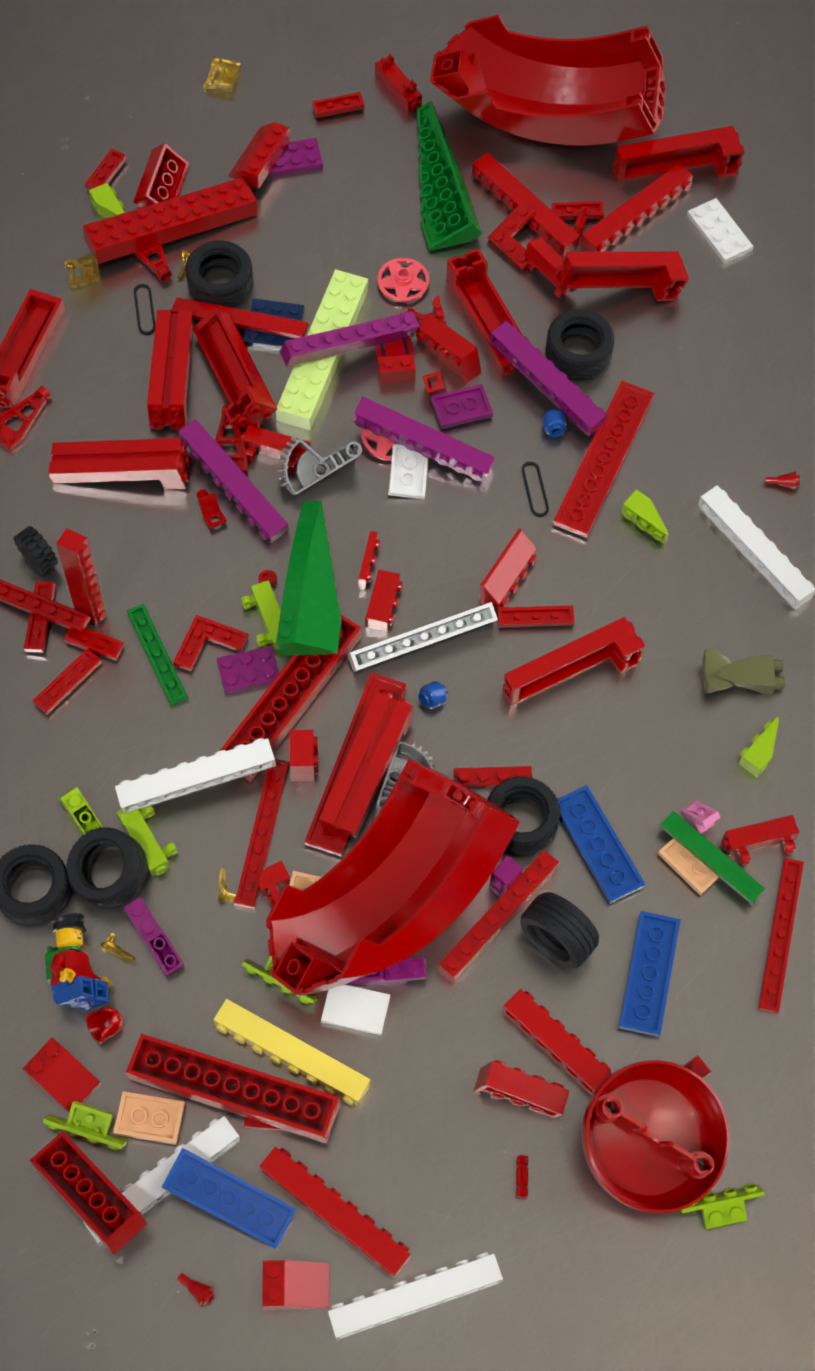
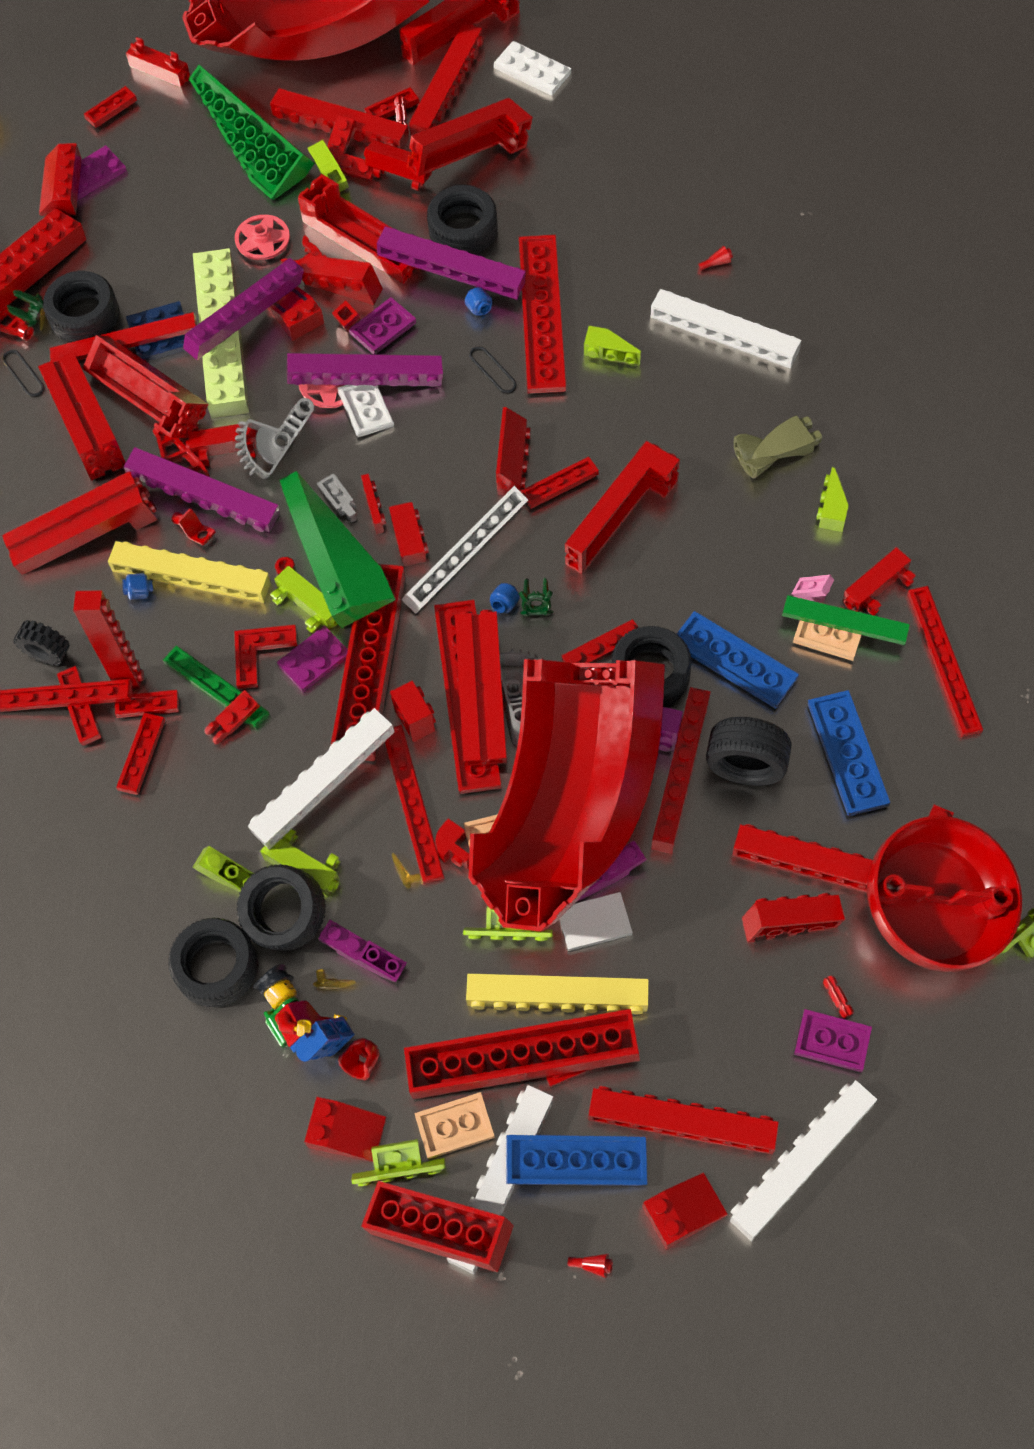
camera: 20 degrees left, 0 degrees up
(138, 538) = (137, 586): none -> blue head
(156, 687) = (232, 716): none -> red hinge
(171, 261) = (36, 304): none -> dark green piece
(187, 546) = (190, 571): none -> light yellow brick
(343, 540) = (338, 497): none -> light grey hinge
(452, 704) = (544, 597): none -> dark green piece
(491, 242) = (327, 164): none -> lime slope
(496, 1211) = (833, 1040): none -> magenta plate

